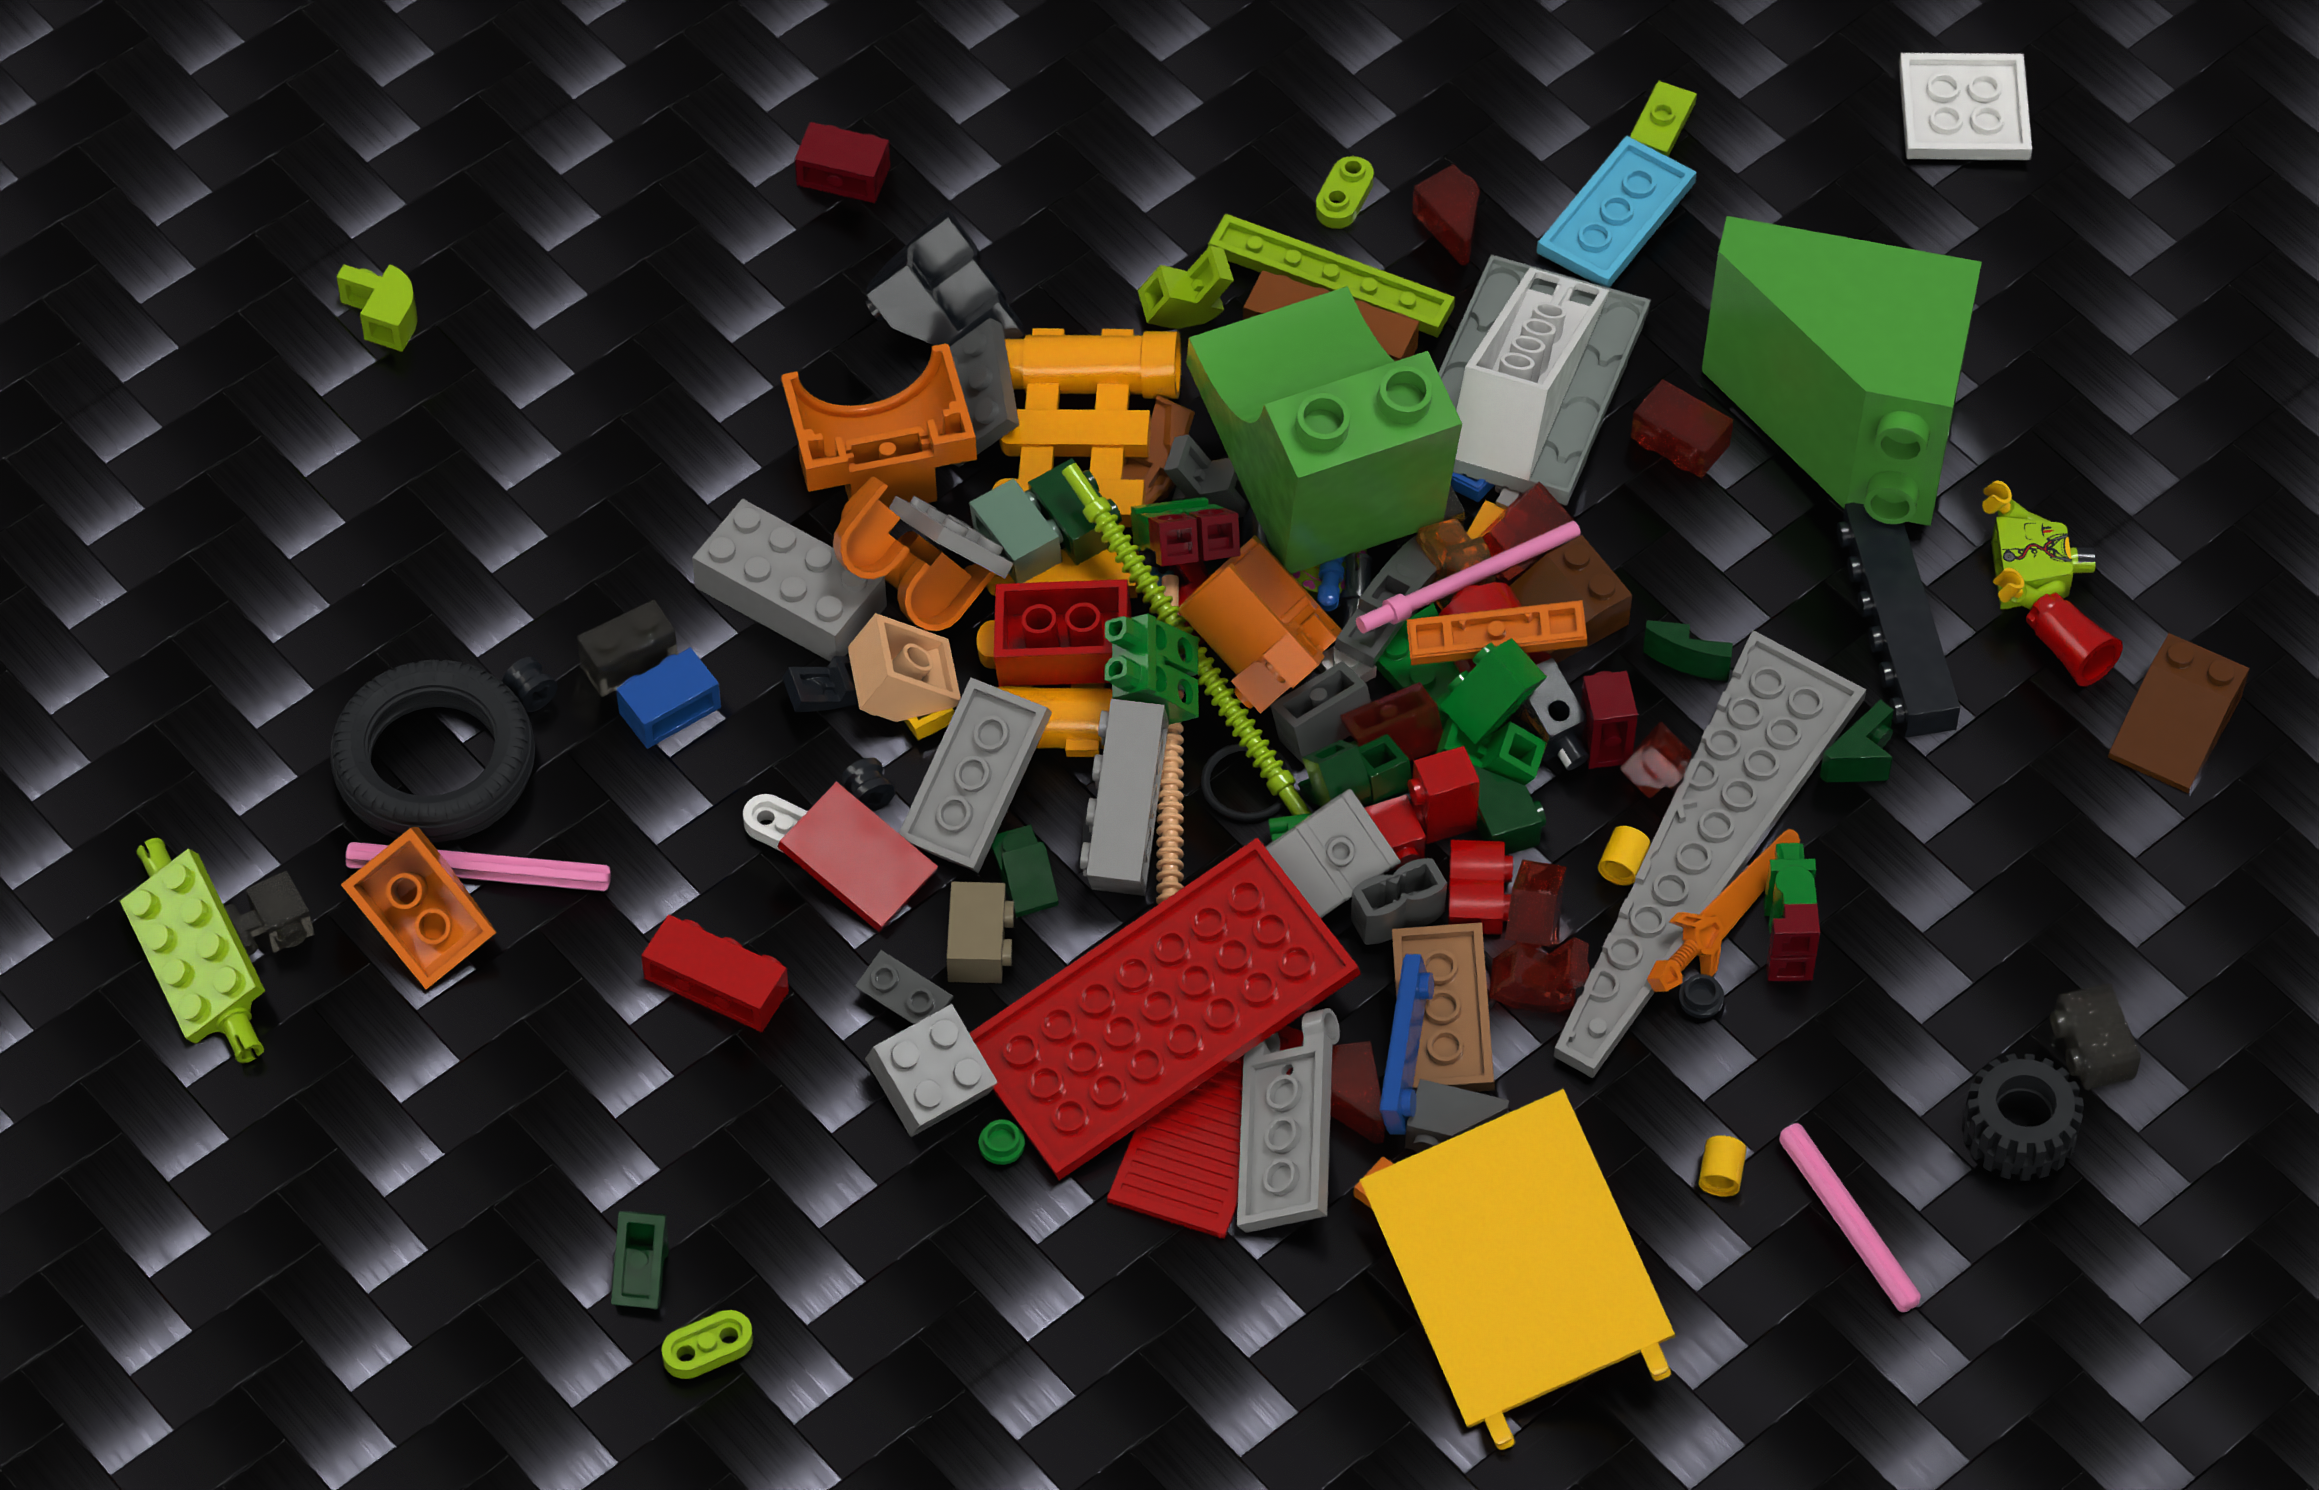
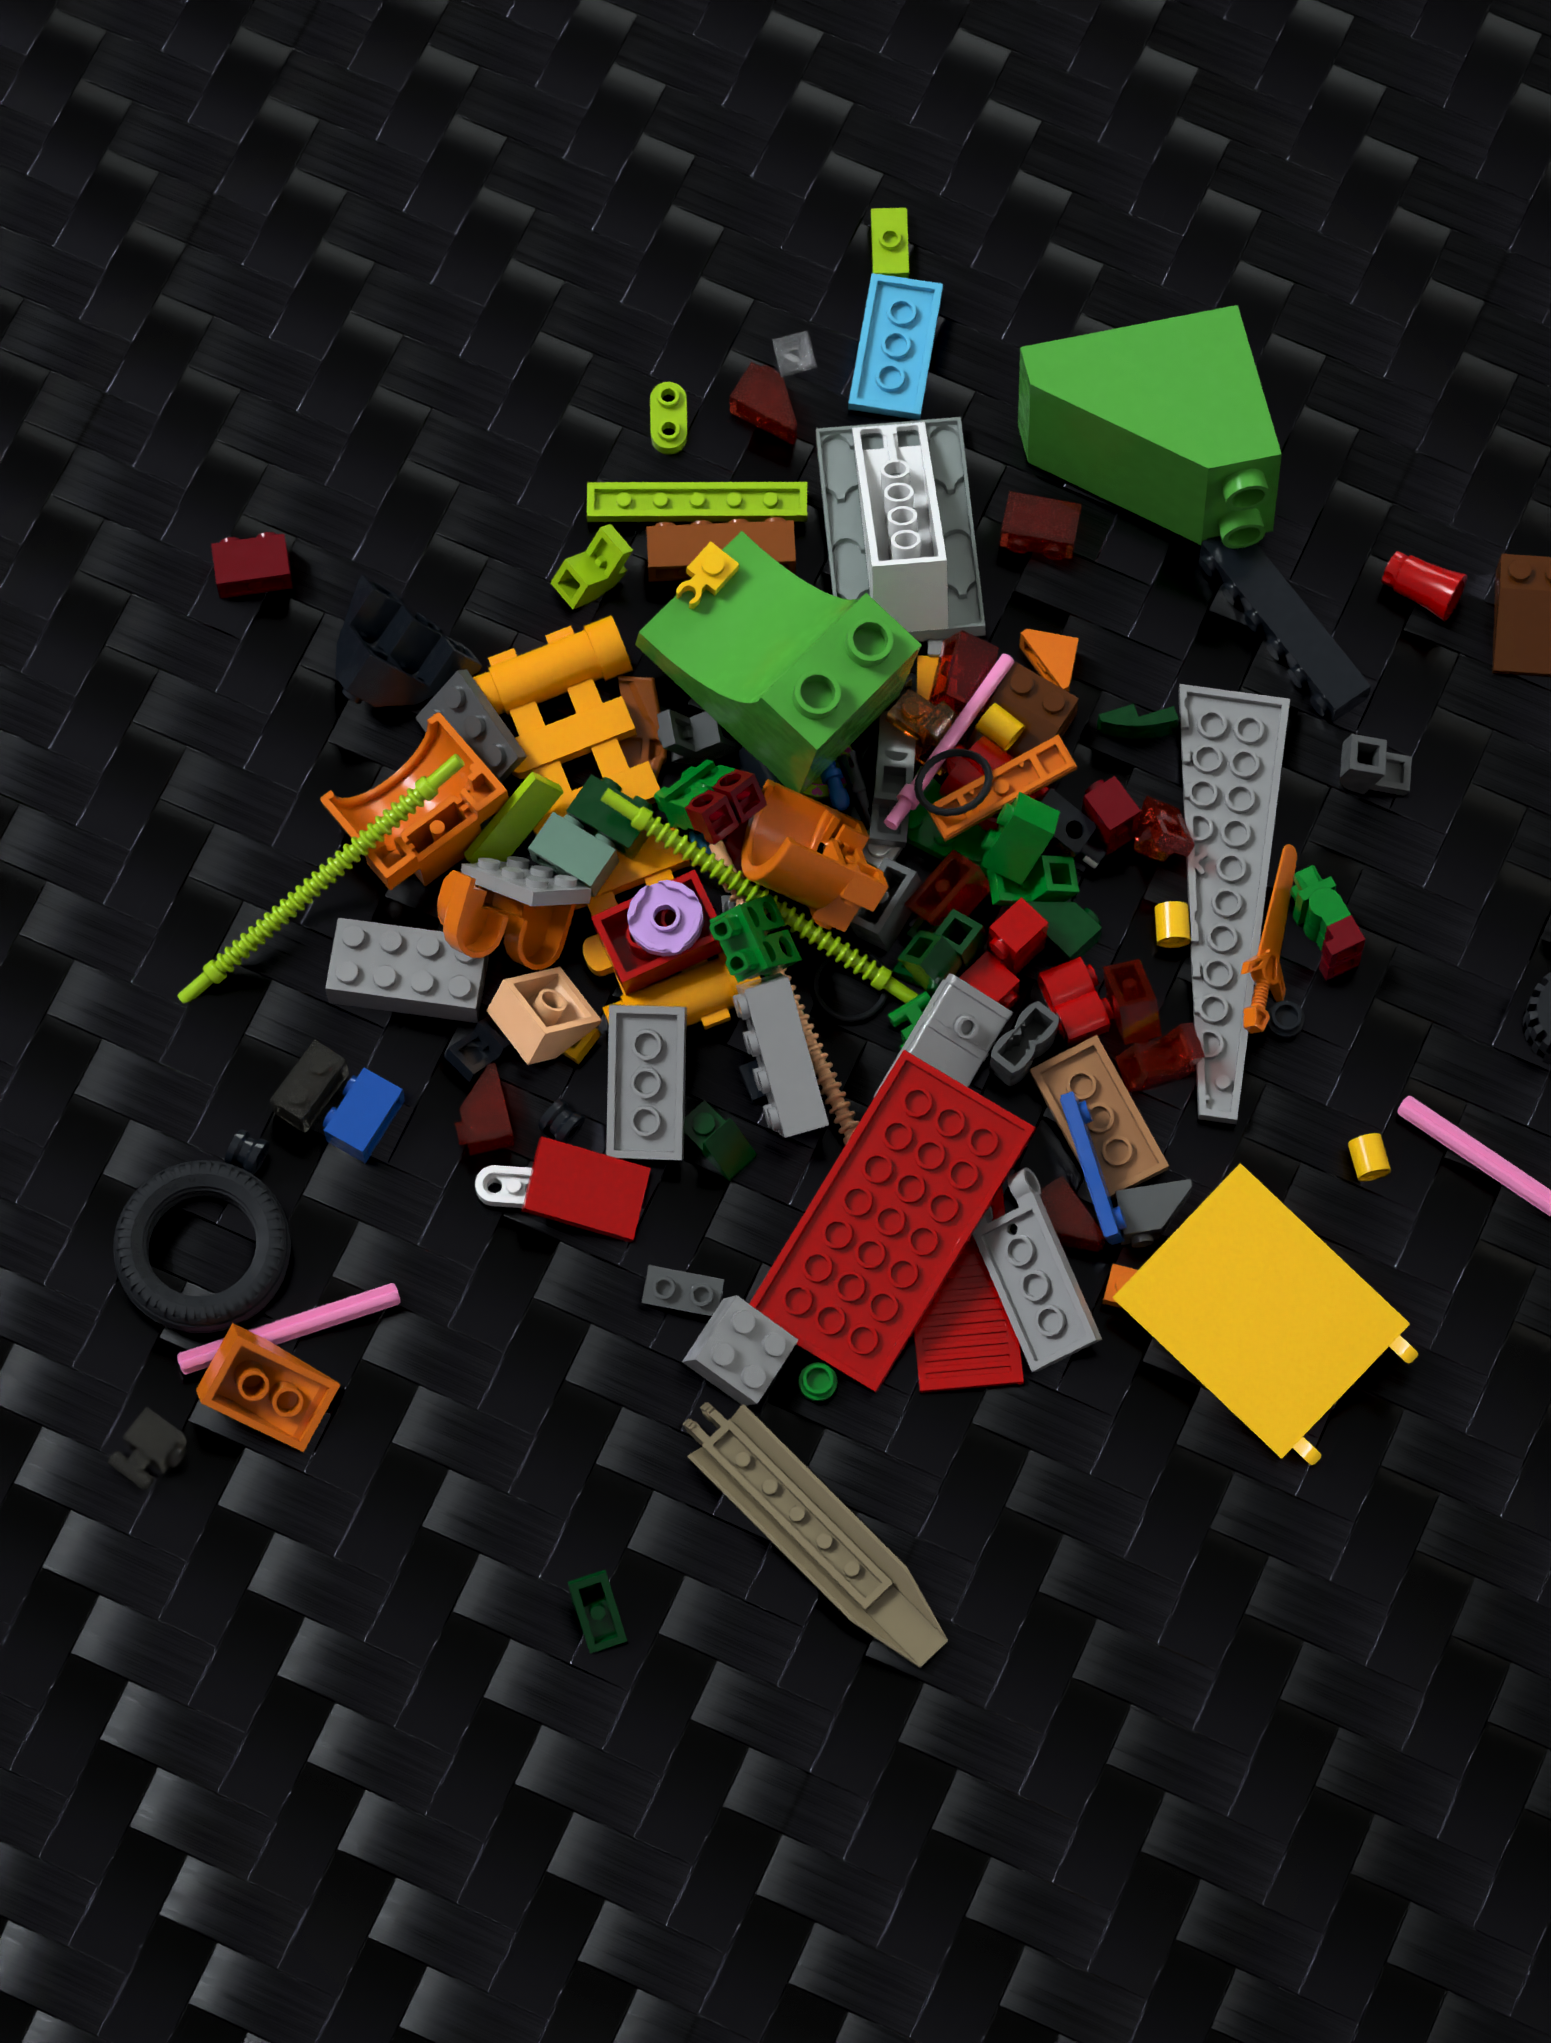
camera: 25 degrees left, 15 degrees up
(194, 949) = (104, 1502): lime plate -> none
(705, 1343) = (681, 1654): lime plate -> none
(715, 972) = (526, 1337): red brick -> none
(793, 746) = (485, 1116): none -> clear red slope
(884, 389) = (424, 789): none -> lime hose
(918, 1288) = (816, 1532): none -> dark tan hinge
(977, 475) = (515, 819): none -> lime tile
(978, 931) = (712, 1212): dark tan brick -> none
(1076, 631) = (669, 939): none -> lavender tile
(1289, 307) = (708, 571): none -> yellow plate
(1443, 581) = (967, 807): none -> black tyre
(1507, 180) = (794, 353): none -> clear tile
(1531, 583) = (1000, 726): none -> yellow beam
(1630, 551) = (1050, 655): none -> orange slope
(1859, 751) = (1308, 757): dark green slope -> none
(1914, 786) = (1369, 767): none -> dark grey brick
(1965, 106) = (1123, 130): white plate -> none
(2030, 552) = (1361, 524): lime torso -> none

